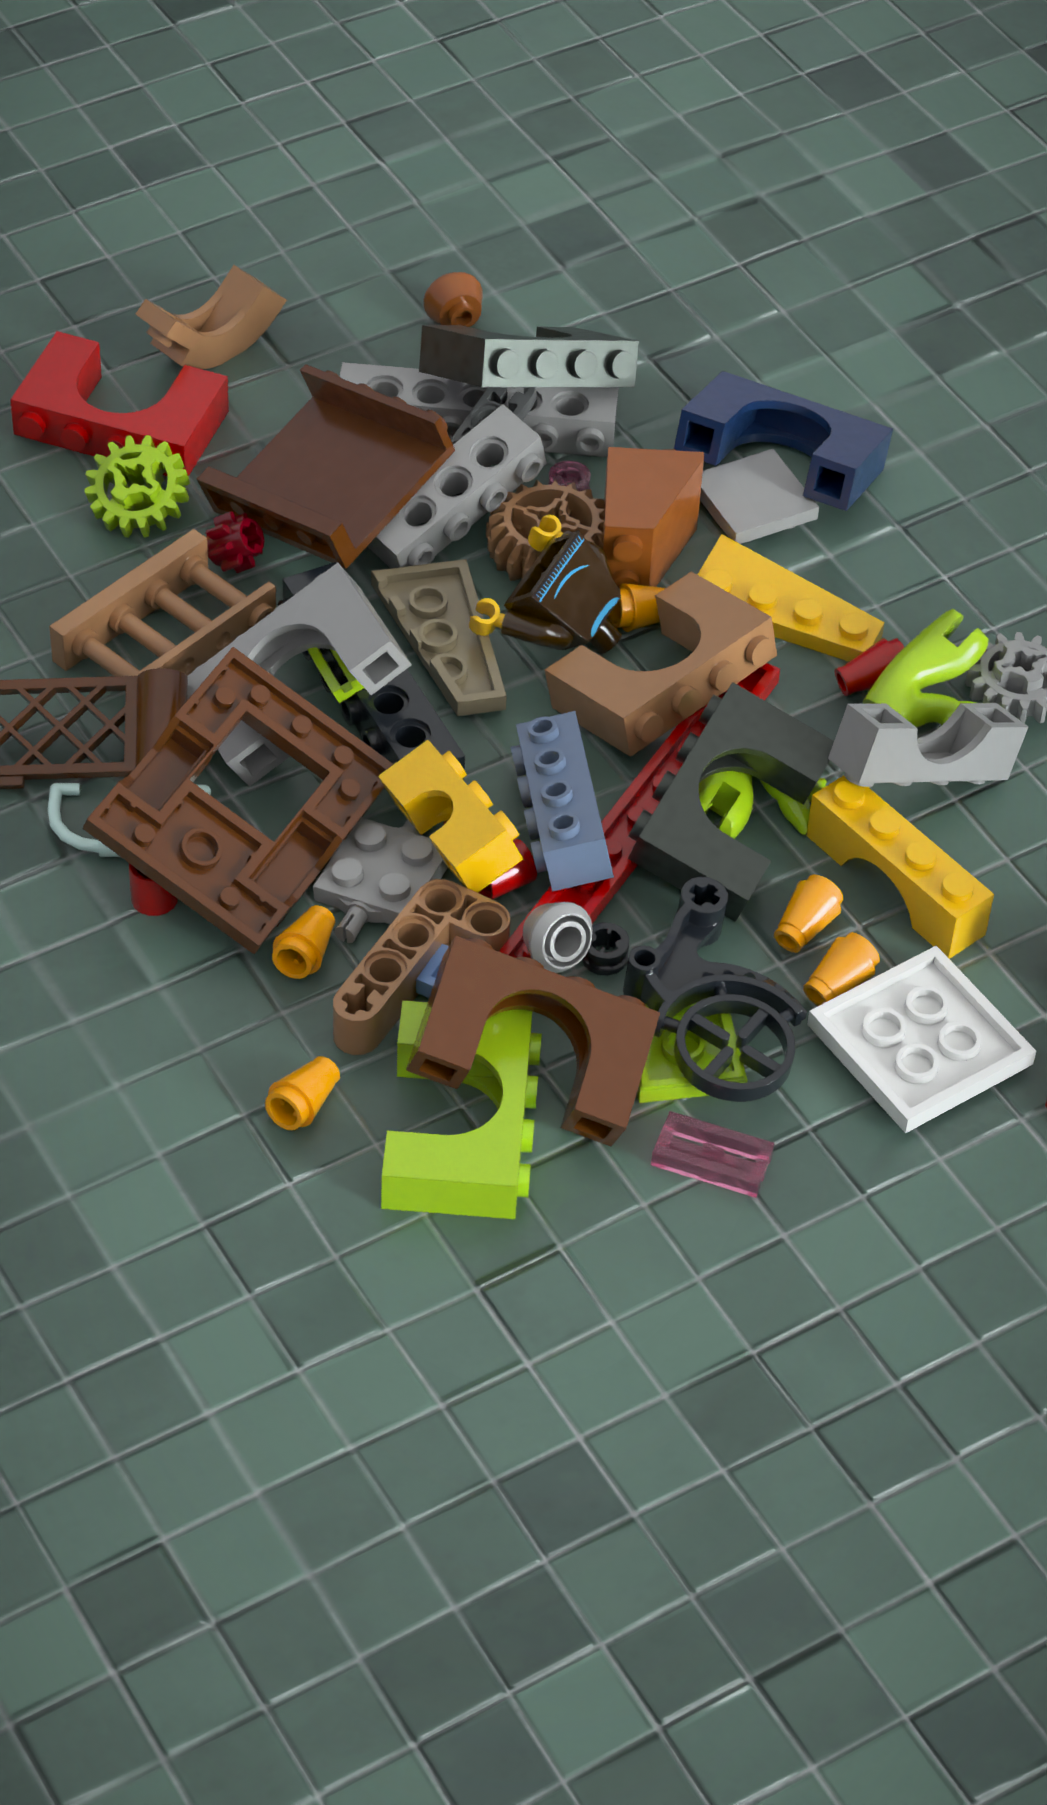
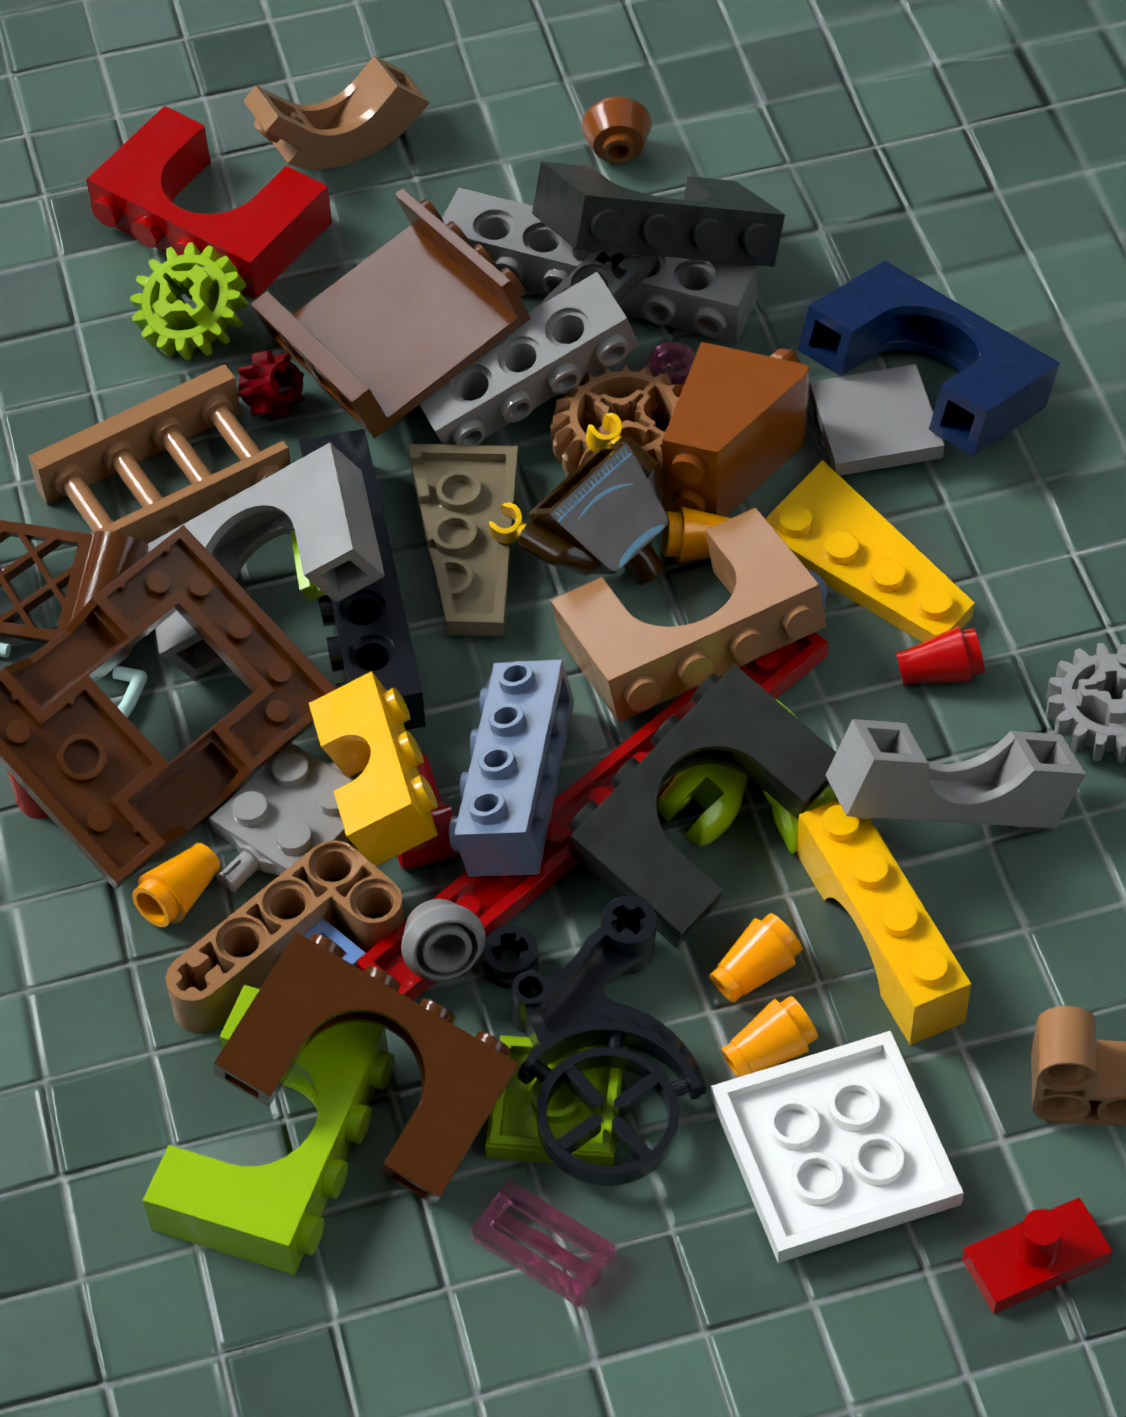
camera: 20 degrees right, 5 degrees up
(300, 1095) = (107, 1071): light orange cone -> none
(925, 662) = (993, 666): lime piece -> none

